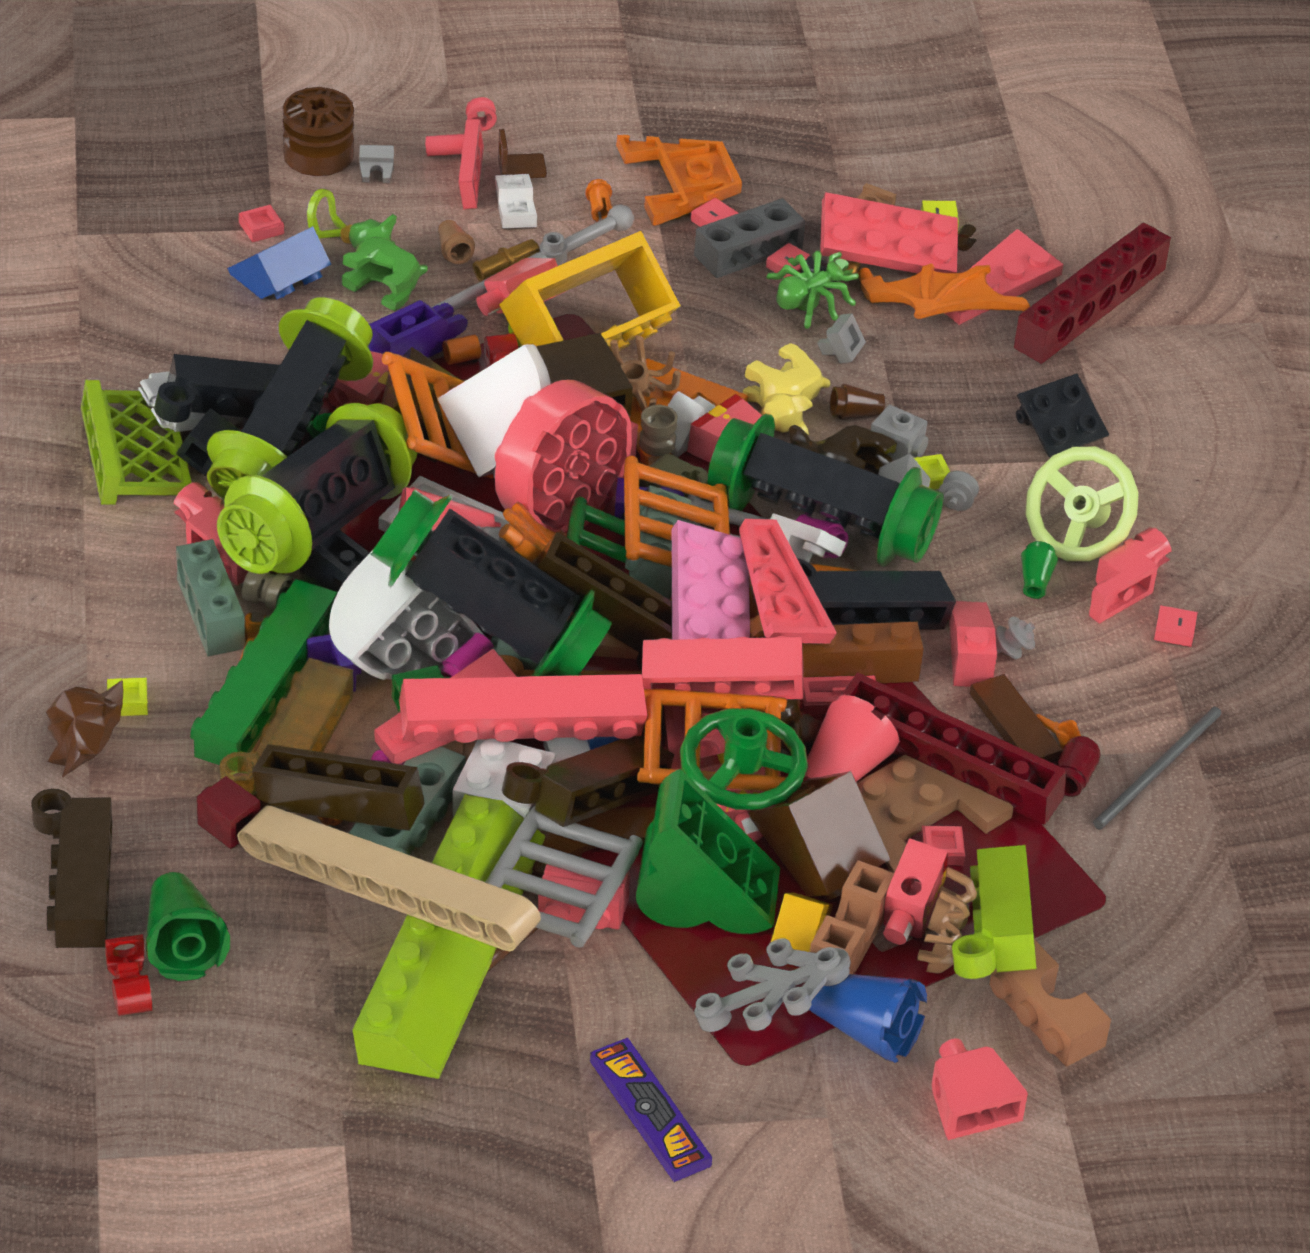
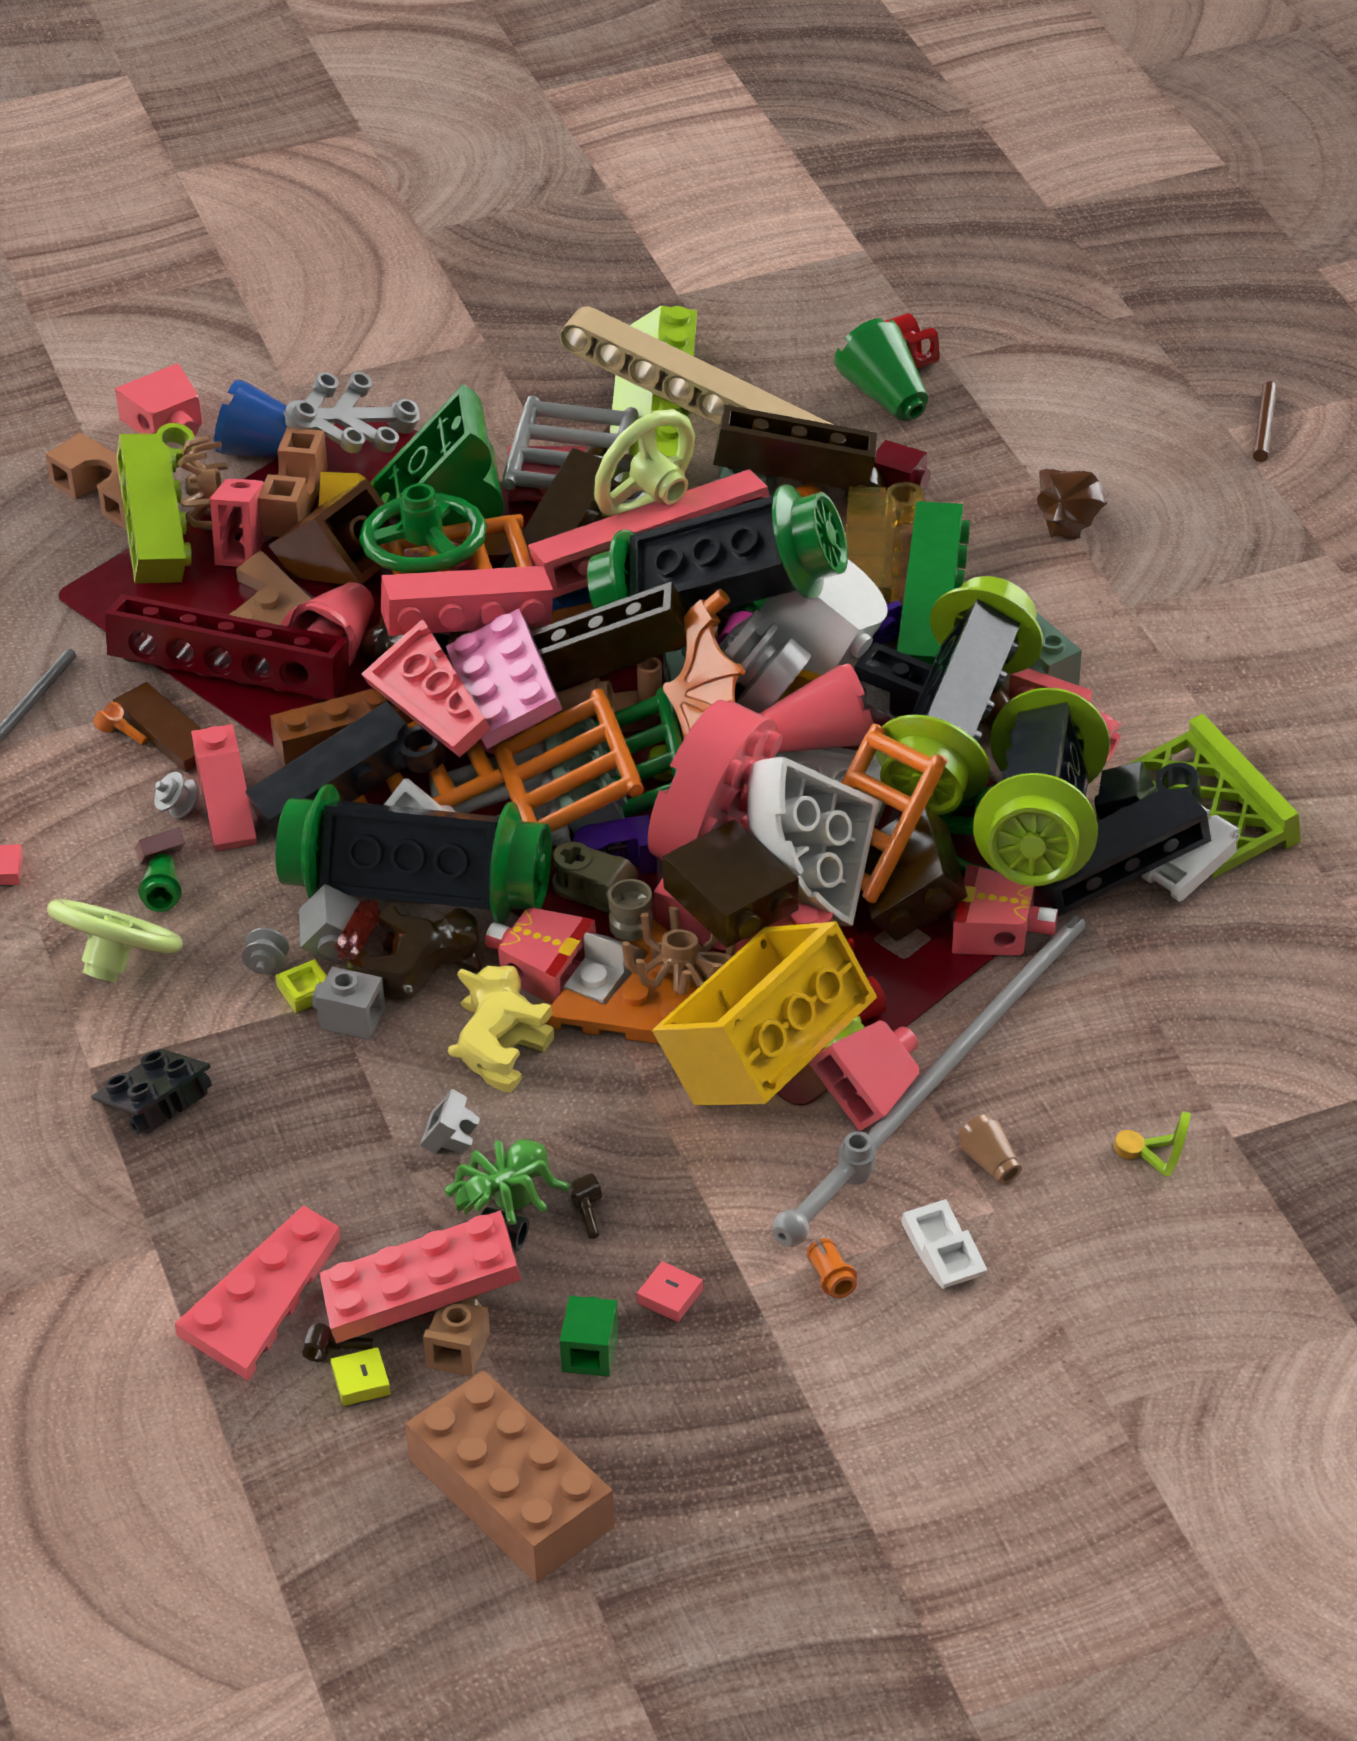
camera: 170 degrees right, 0 degrees up
(81, 865) = (1002, 409): dark brown hinge -> none
(133, 695) = (1054, 561): neon yellow tile -> none
(261, 223) = (1249, 1130): coral tile -> none
(283, 265) = (1186, 1051): slope -> none
(318, 131) = (1248, 1246): reddish brown wheel -> none
(376, 158) = (1154, 1247): light grey tile -> none
(381, 261) = (1064, 1083): bright green animal -> none
(418, 328) = (970, 976): dark purple hinge -> none
(461, 349) = (909, 995): orange hinge -> none
(471, 147) = (1030, 1282): coral piece -> none
(482, 104) = (1054, 1370): coral bush -> none
(503, 259) = (913, 1138): pearl gold axle -> none
(511, 713) = (650, 469): none -> yellowish green piece
(517, 164) = (967, 1301): reddish brown bracket -> none
(651, 1109) = (436, 353): tile -> none
(694, 169) = (721, 1356): orange wing -> none
(748, 237) = (611, 1245): dark grey brick -> none
(753, 283) = (585, 1191): none -> dark brown hand
(780, 258) = (547, 1242): coral tile -> none
(782, 183) = (589, 1335): none -> green brick
(855, 402) = (412, 1041): reddish brown cone -> none
(856, 130) = (510, 1475): none -> nougat brick
(886, 448) = (357, 930): none -> clear red axle
(940, 292) = (329, 1212): orange animal -> none
(948, 839) = (222, 595): coral tile -> none
(1035, 595) = (165, 842): none -> tile
(1079, 759) = (97, 684): dark red piece -> none
(1091, 293) = (125, 1273): dark red brick -> none
(1128, 573) = (59, 877): coral plate -> none

